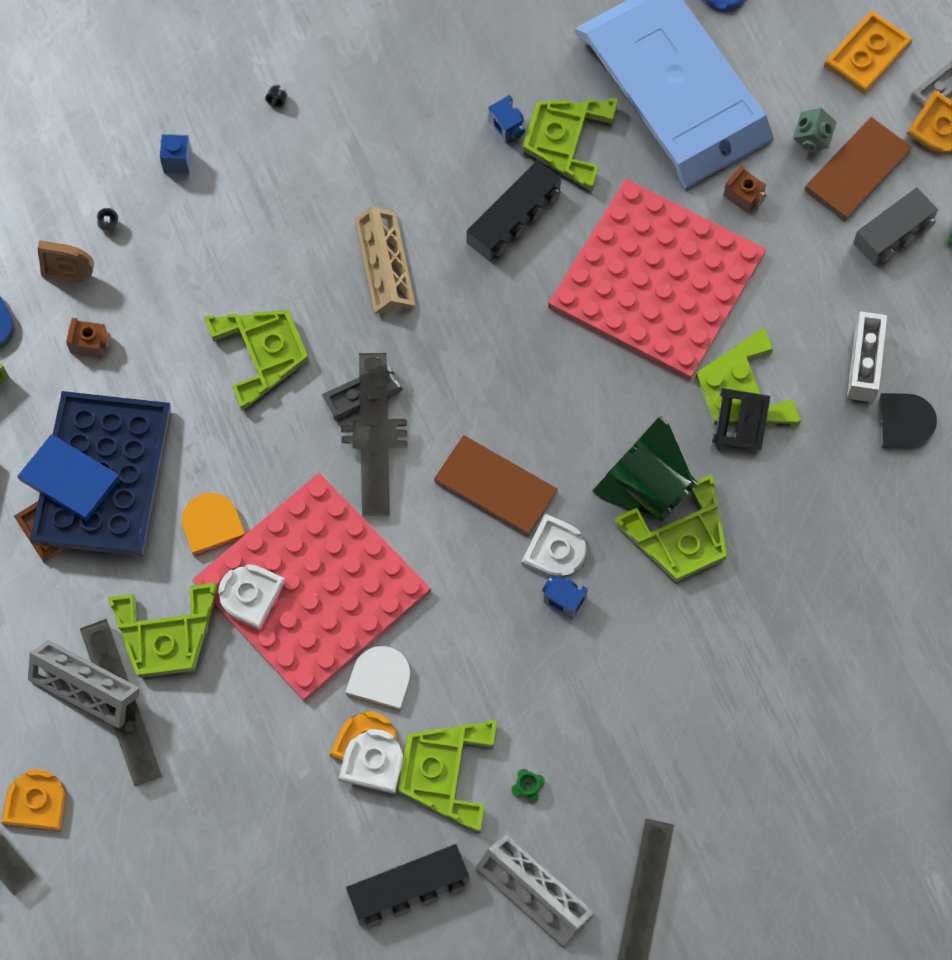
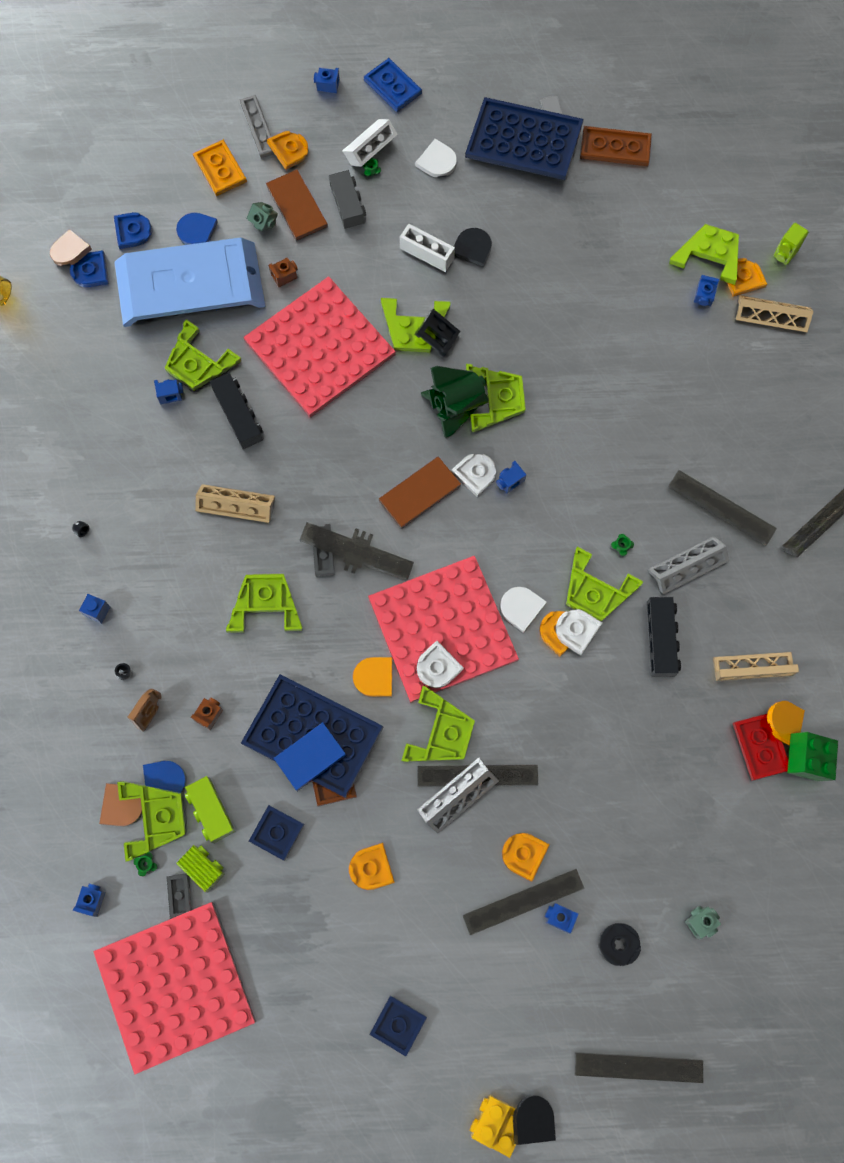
camera: 70 degrees left, 5 degrees up
(759, 60) = (195, 228): none -> blue tile

